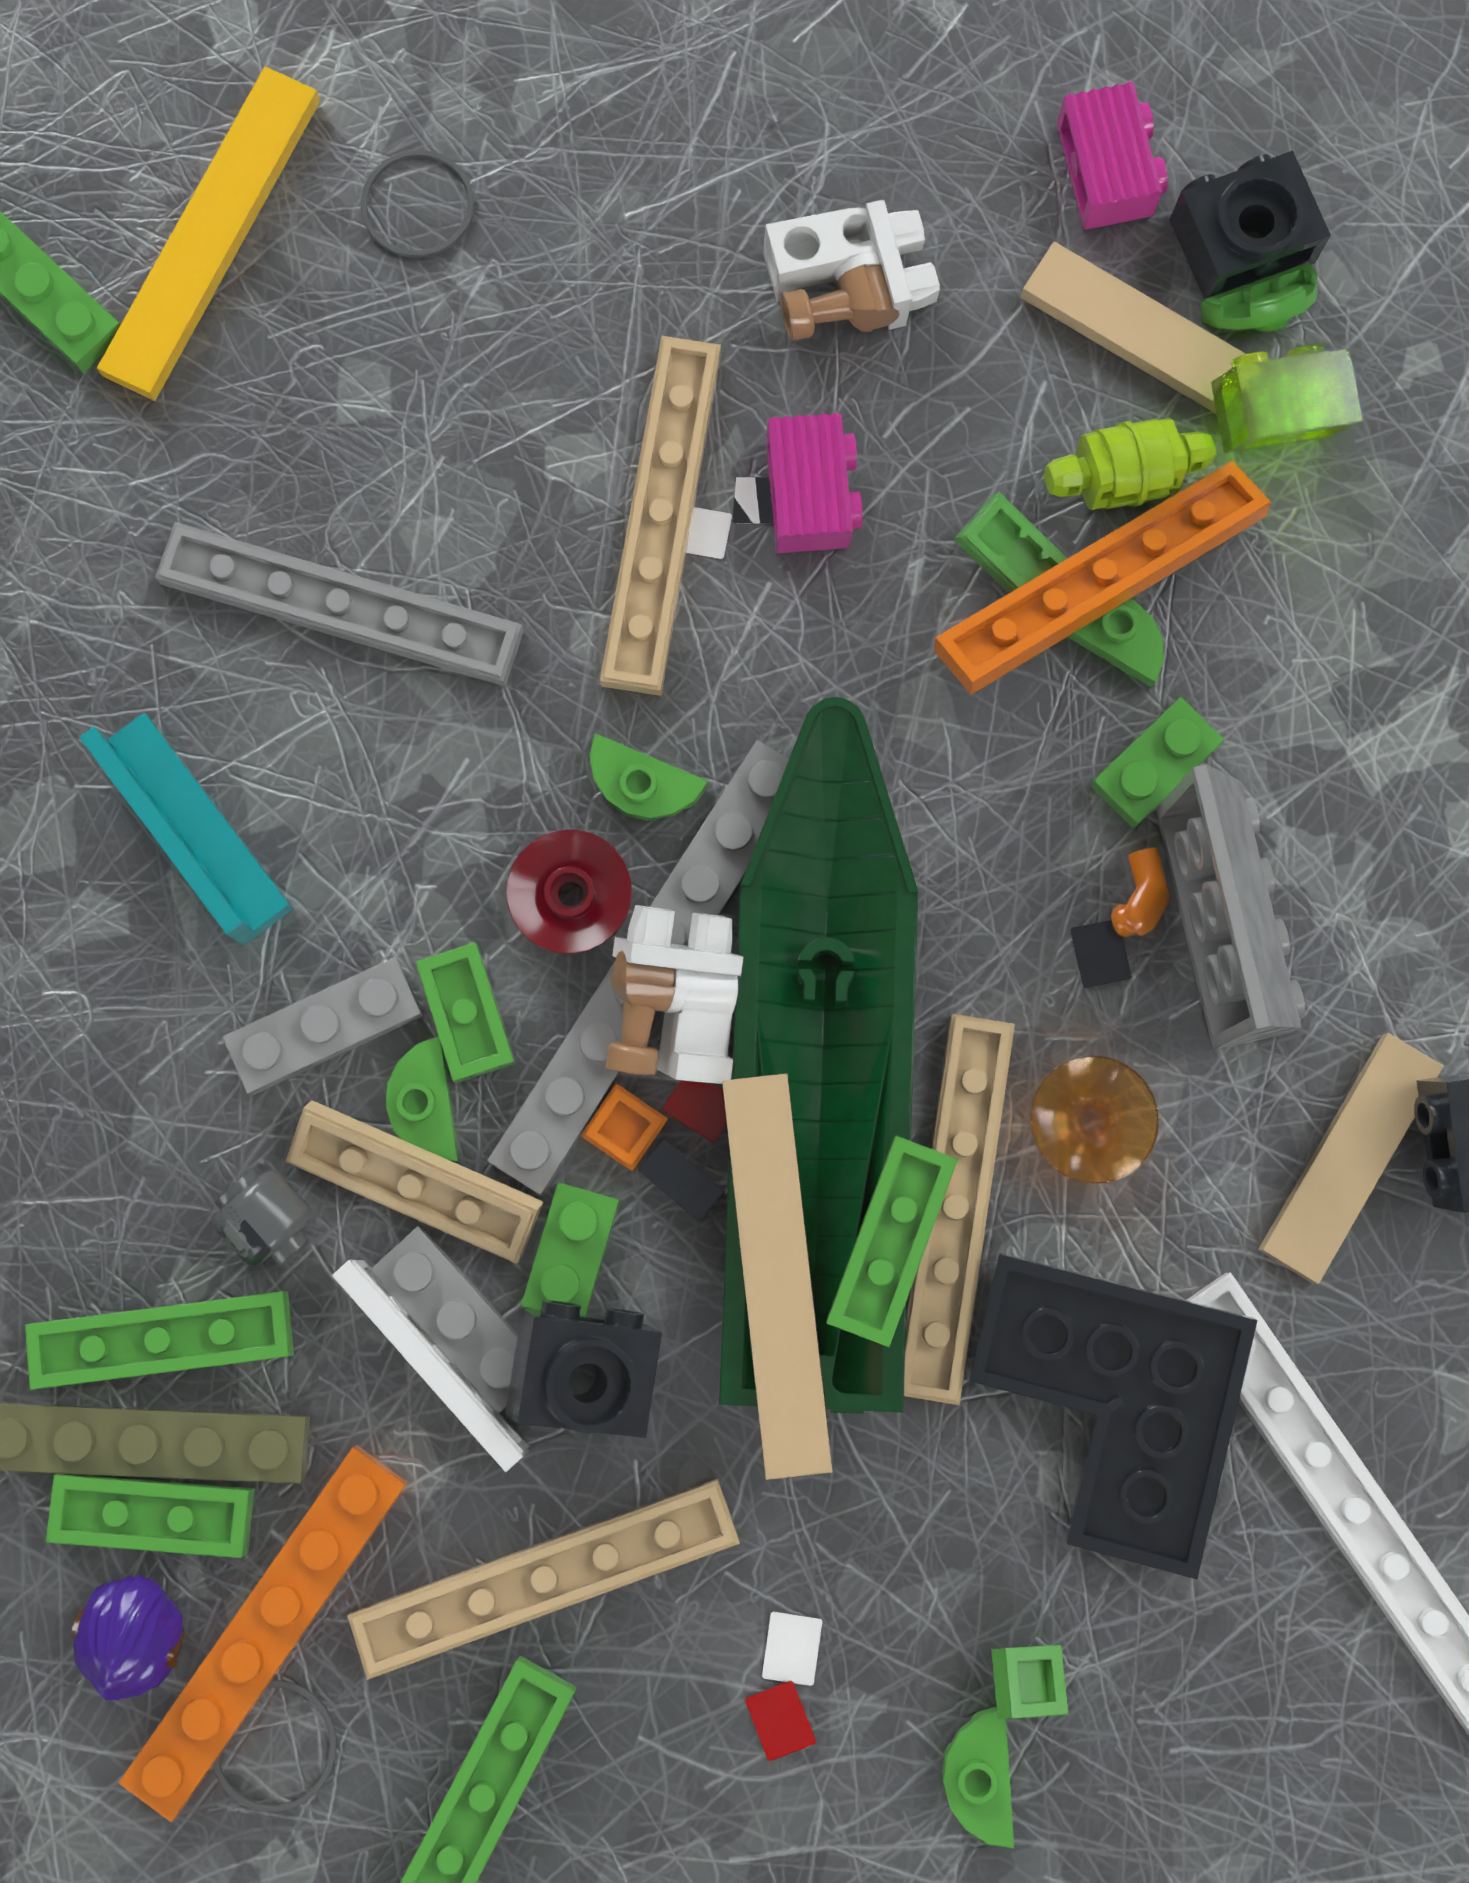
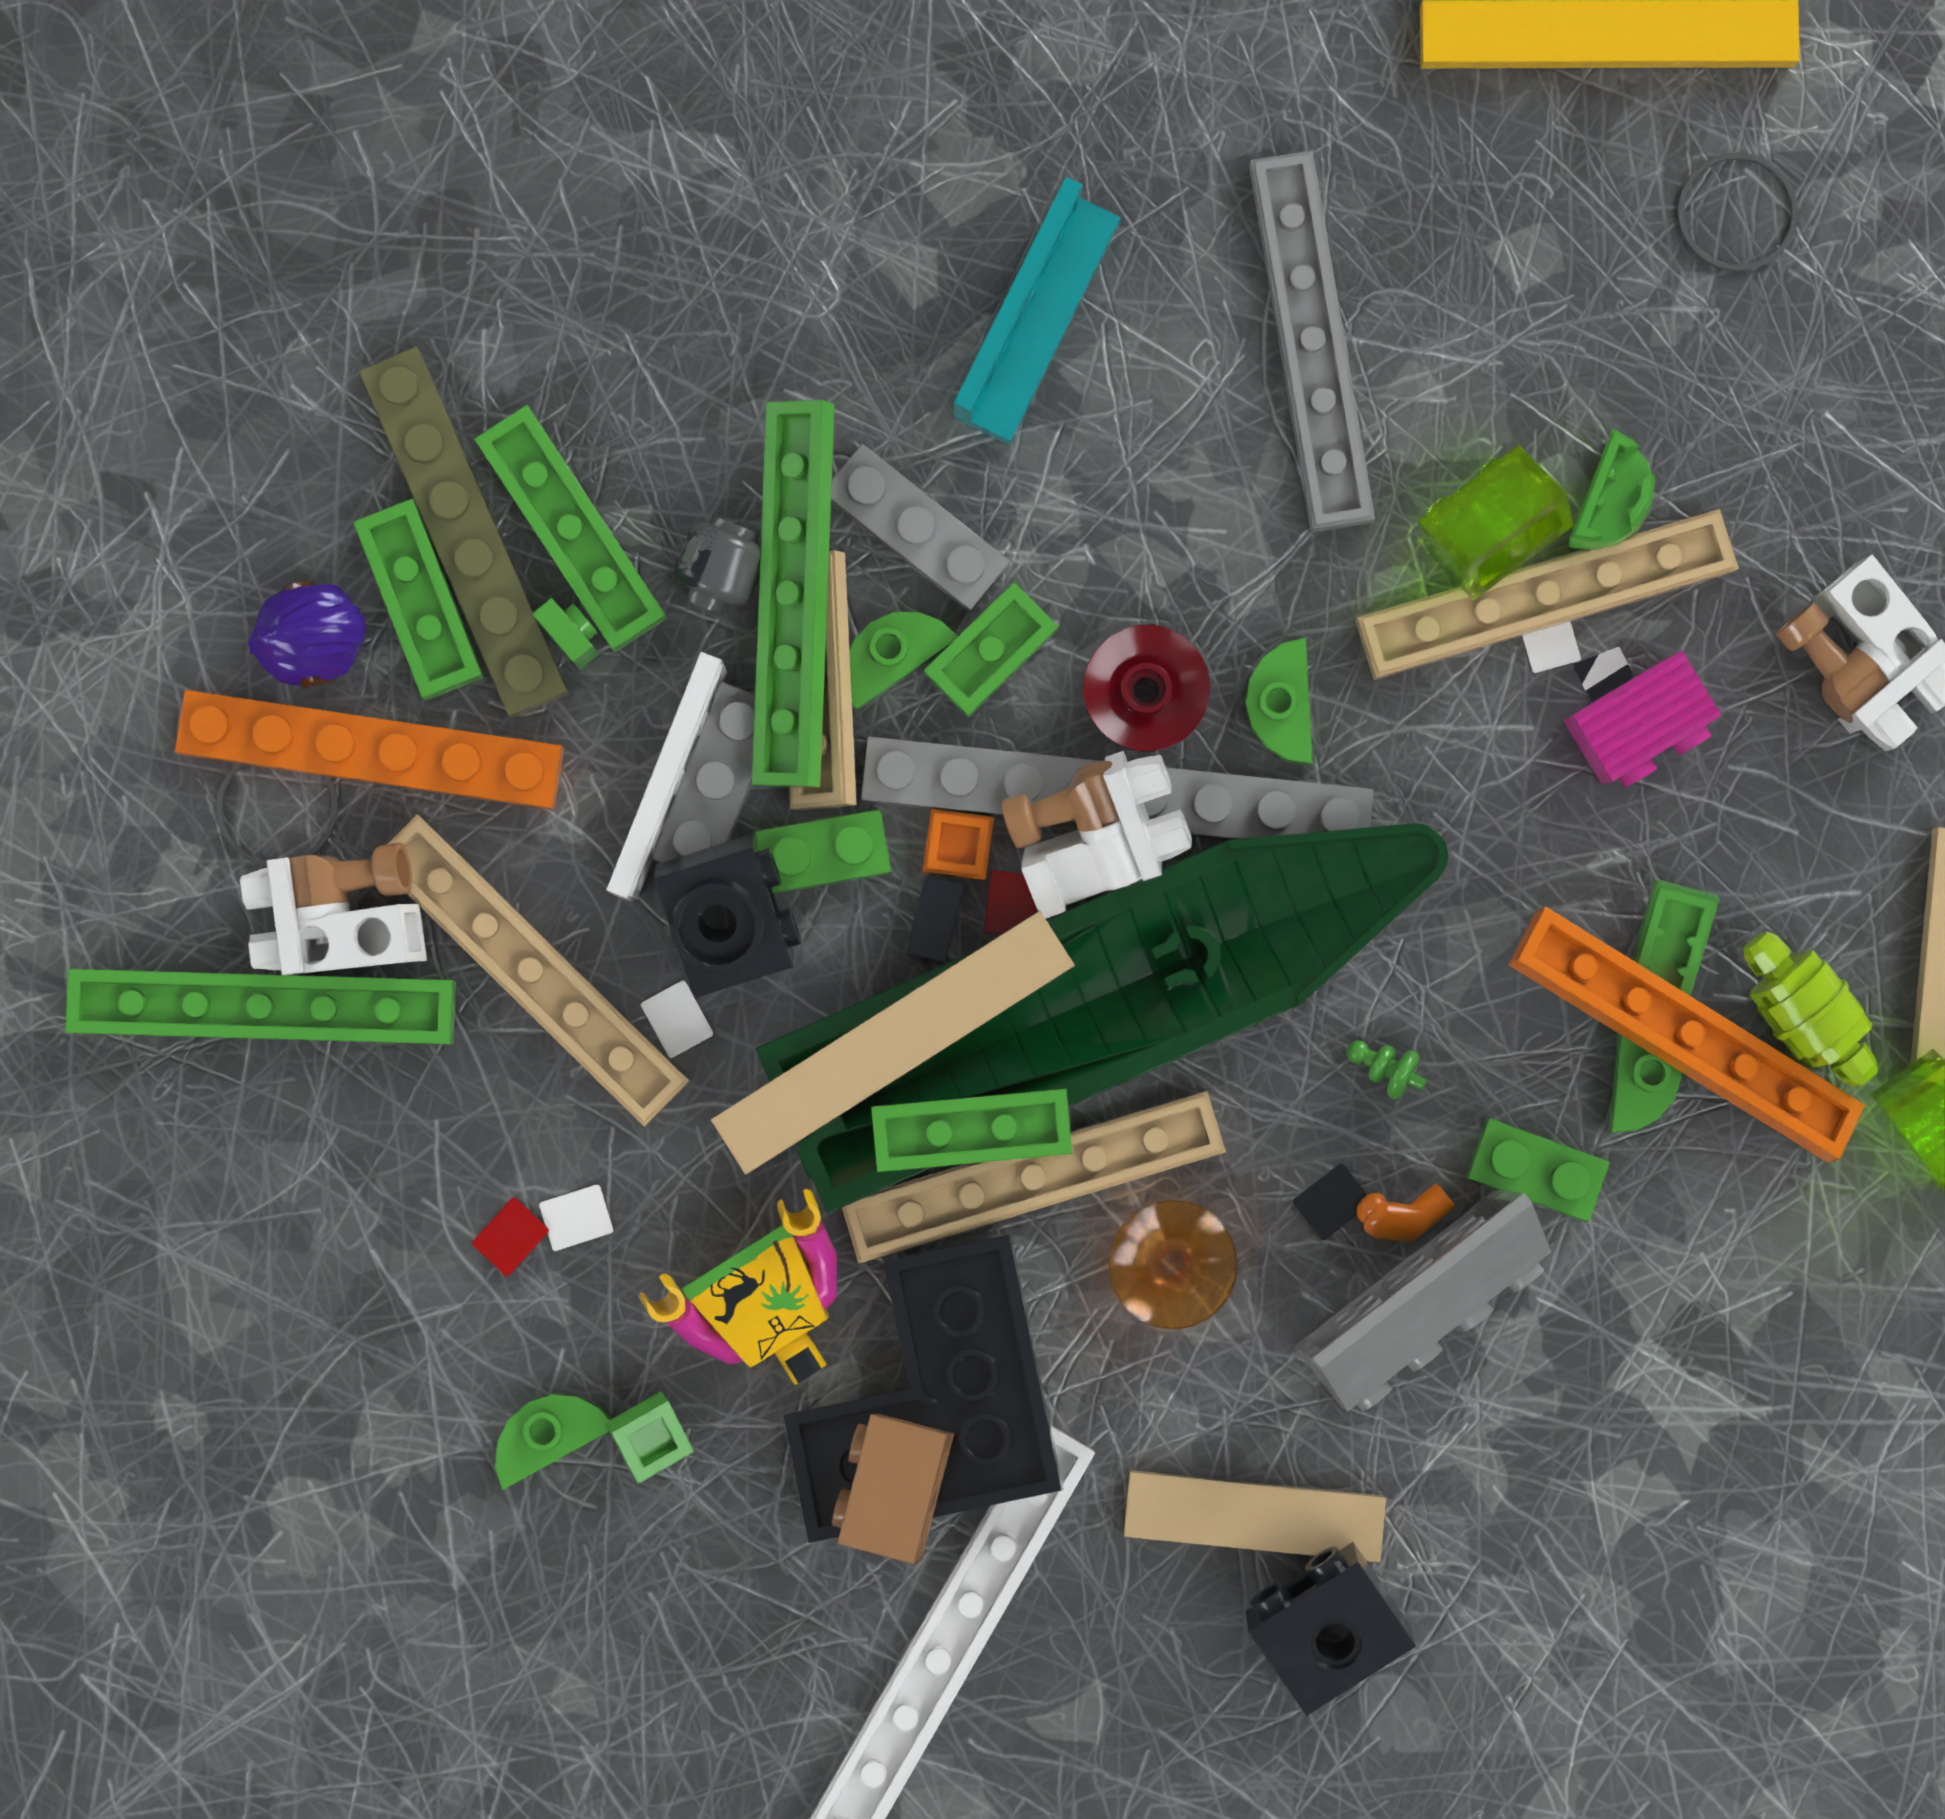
camera: 60 degrees right, 5 degrees up
(251, 1387) = (569, 631): none -> bright green plate
(323, 1164) = (793, 594): none -> bright green plate
(393, 1763) = (315, 916): none -> white hips
(577, 521) = (1495, 522): none -> clear neon green brick
(608, 413) = (1616, 498): none -> bright green plate
(655, 1463) = (677, 1019): none -> white sticker
(949, 1514) = (760, 1298): none -> torso
(1003, 848) = (1383, 1065): none -> bright green hair
(1187, 1476) = (892, 1487): none -> medium nougat brick

